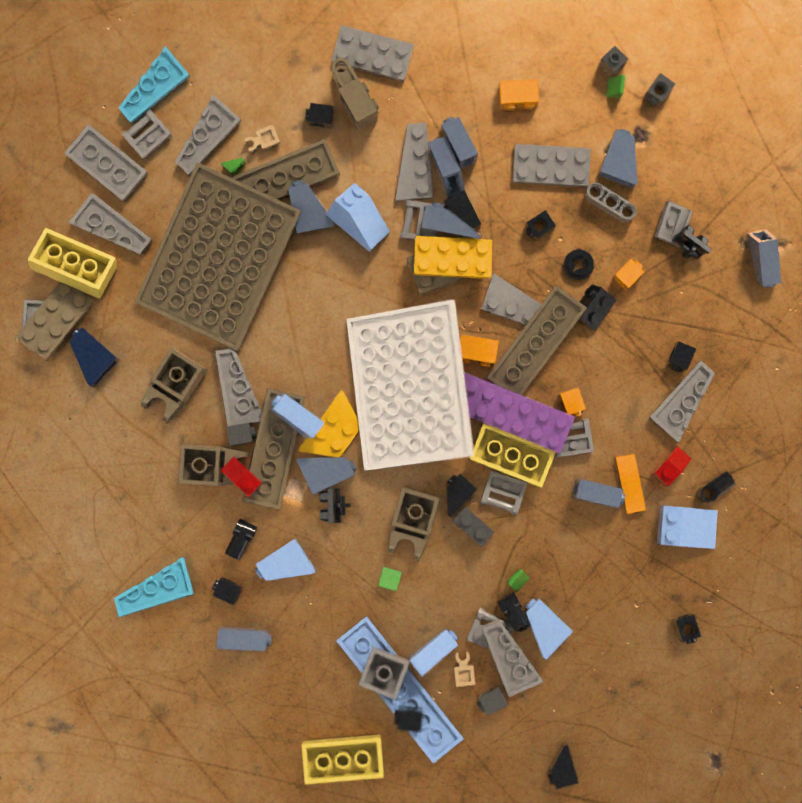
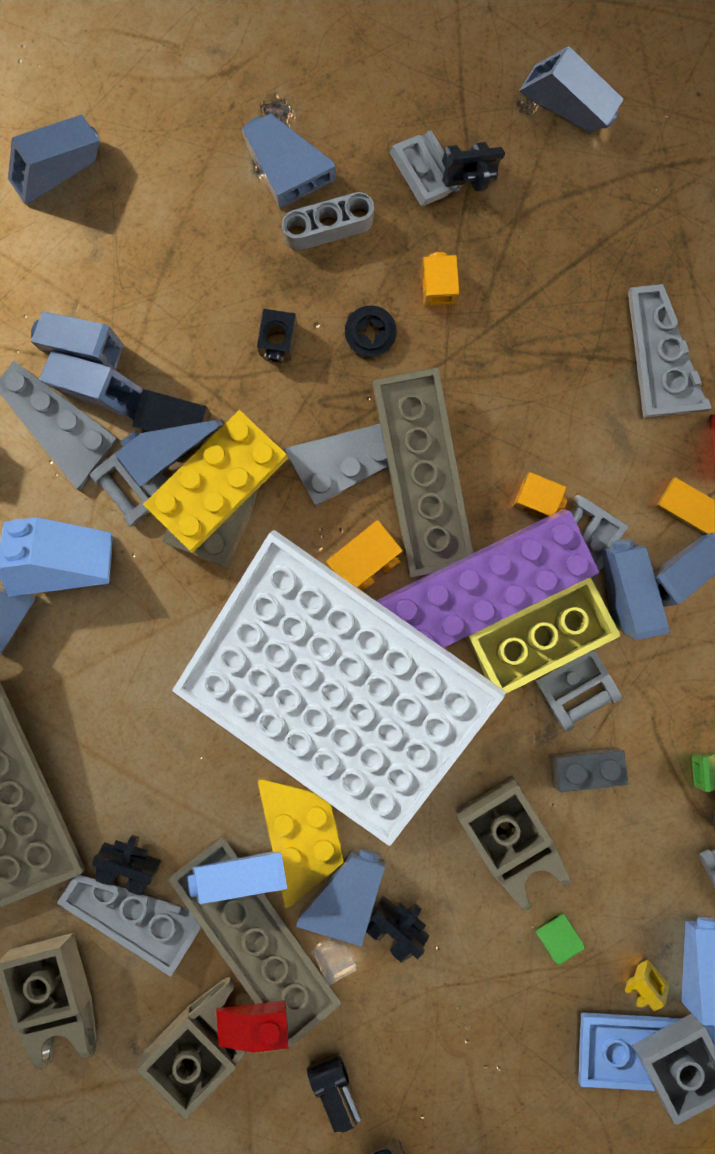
camera: 45 degrees left, 0 degrees up
(241, 434) = (196, 967): dark grey brick -> none
(259, 364) = (127, 861): none -> black hips
(285, 563) = (419, 1060): light blue slope -> none
(404, 633) = (650, 986): none -> yellow tile
(458, 493) = (528, 748): black slope -> none
(518, 94) = (85, 211): light orange brick -> none
(529, 58) = (50, 156): none -> sand blue slope
(551, 165) = (214, 253): light grey plate -> none
(566, 476) = (633, 591): none -> sand blue slope
(598, 305) = (443, 349): black bracket -> none
(613, 61) = (152, 57): dark grey brick -> none
(616, 86) = (188, 83): bright green slope -> none
(664, 84) = (239, 22): dark grey brick -> none
(681, 357) = (604, 308): black brick -> none

